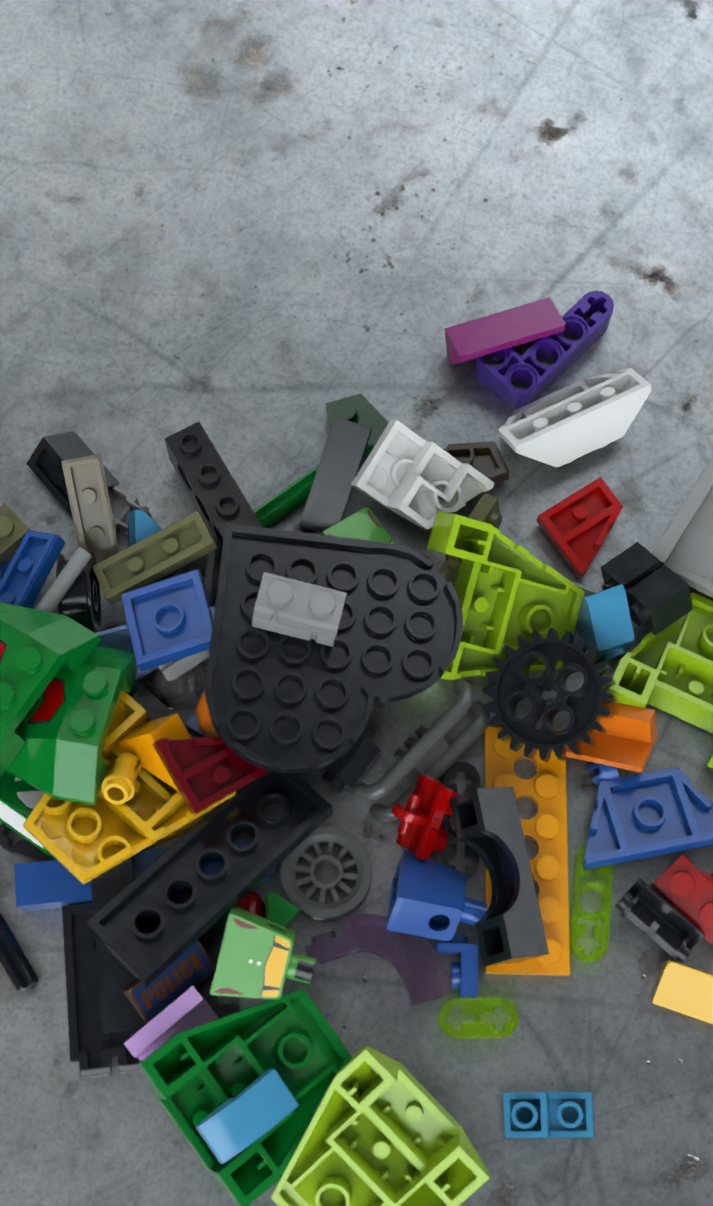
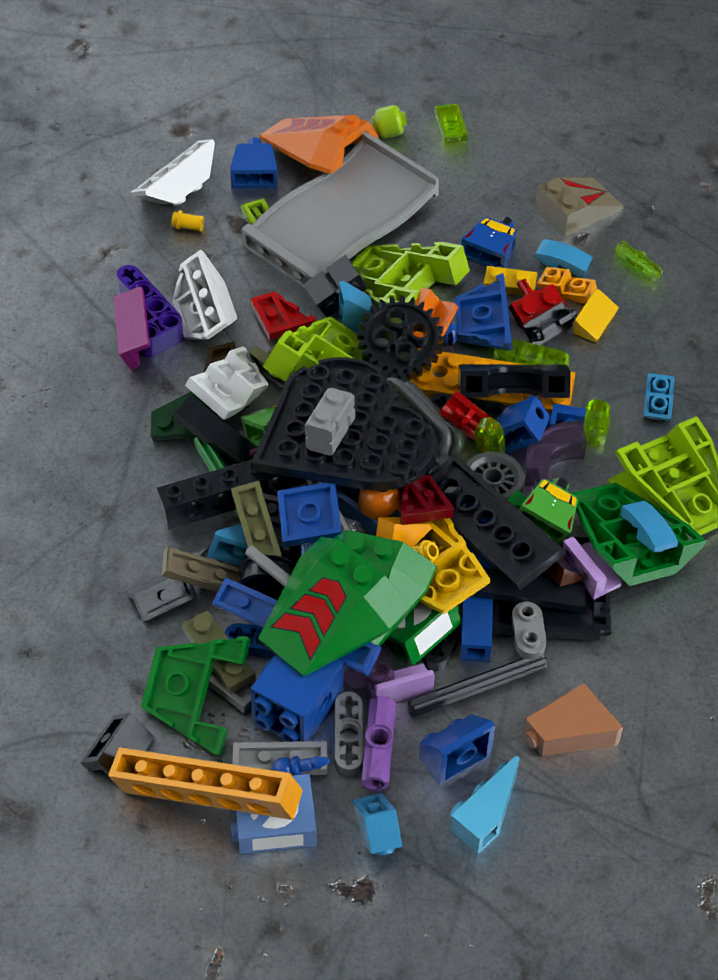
camera: 80 degrees left, 20 degrees down
(55, 956) = (527, 628): none -> light grey plate
(386, 856) = (489, 436): none -> clear neon green beam

